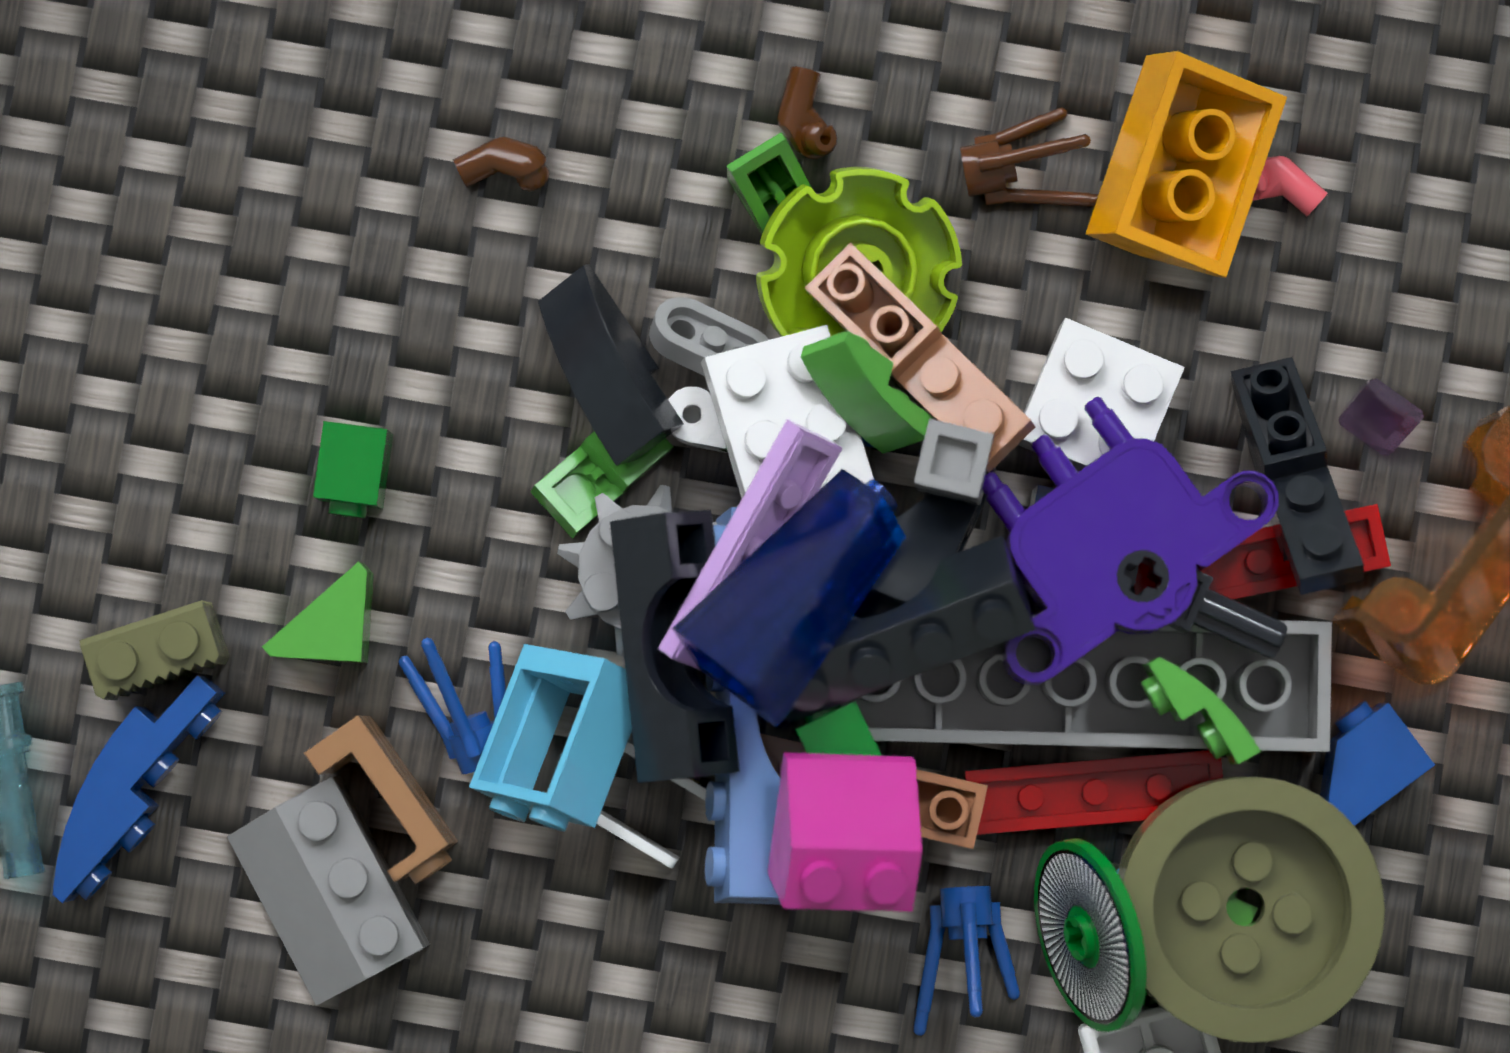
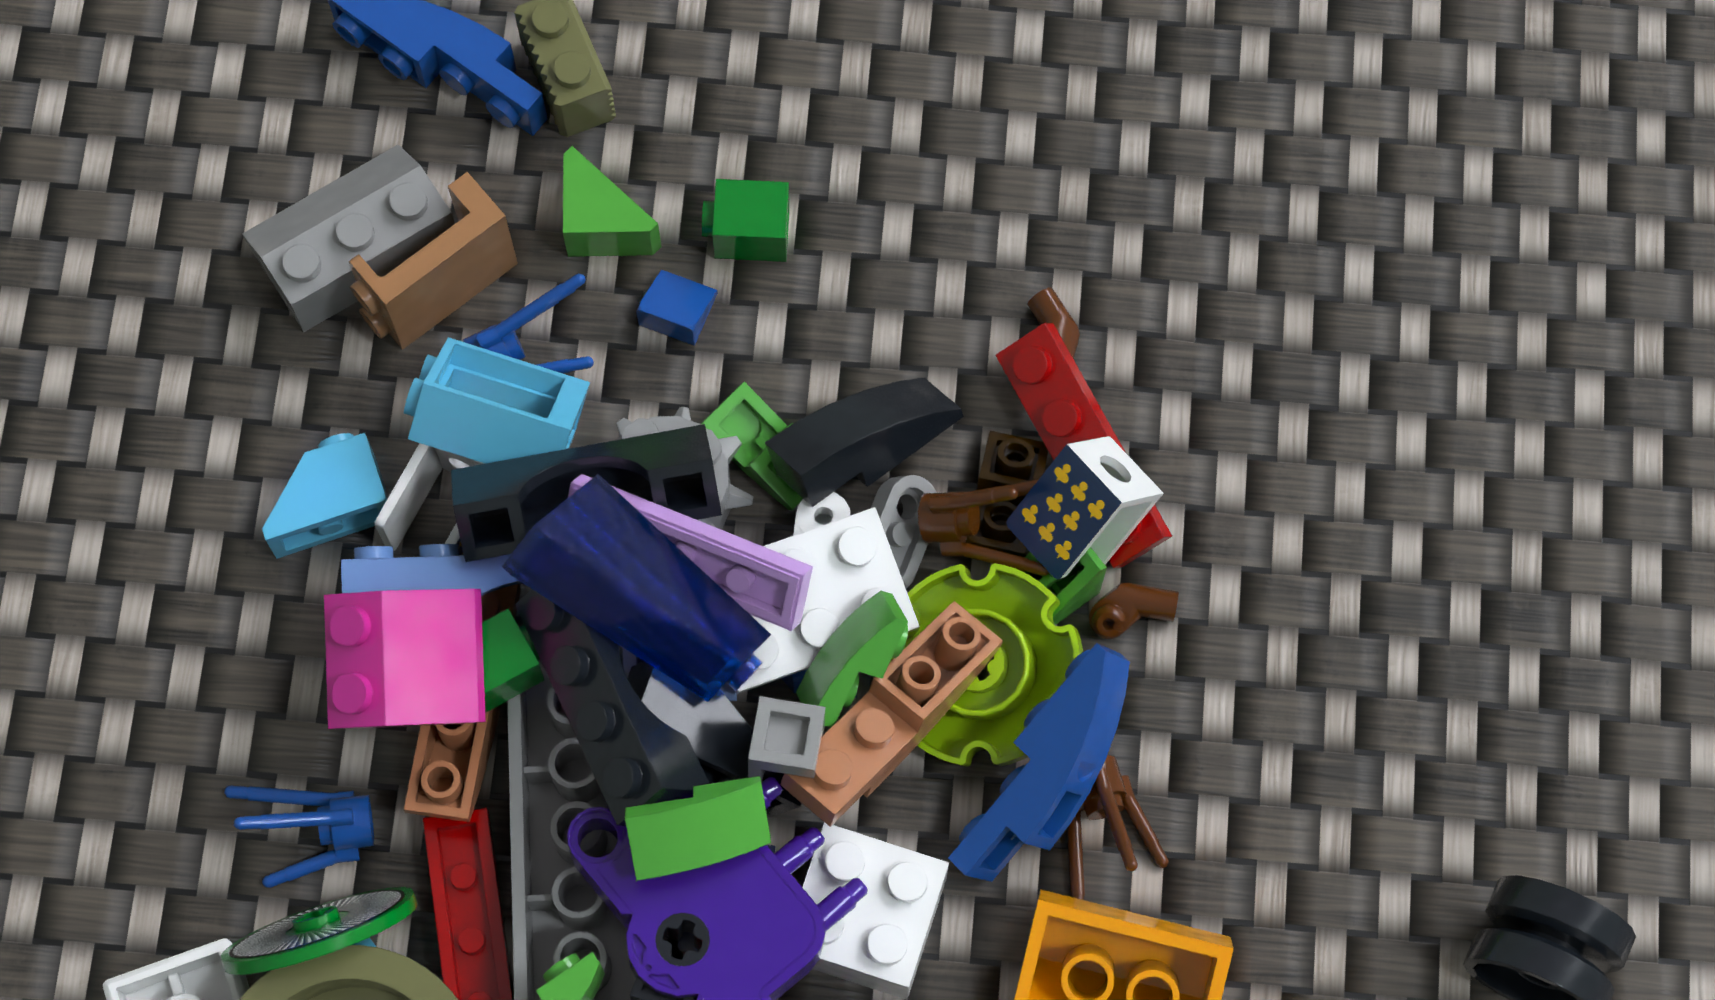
camera: 80 degrees right, 15 degrees down
(437, 550) = (676, 307): none -> blue slope
(621, 916) = (328, 496): none -> medium azure slope
(632, 144) = (1068, 413): none -> red plate
(678, 229) = (1005, 462): none -> dark brown slope
(702, 278) = (956, 515): none -> reddish brown plant
(715, 148) = (1083, 501): none -> piece
(966, 193) = (1067, 749): none -> blue slope
(1053, 562) = (698, 830): none -> bright green slope

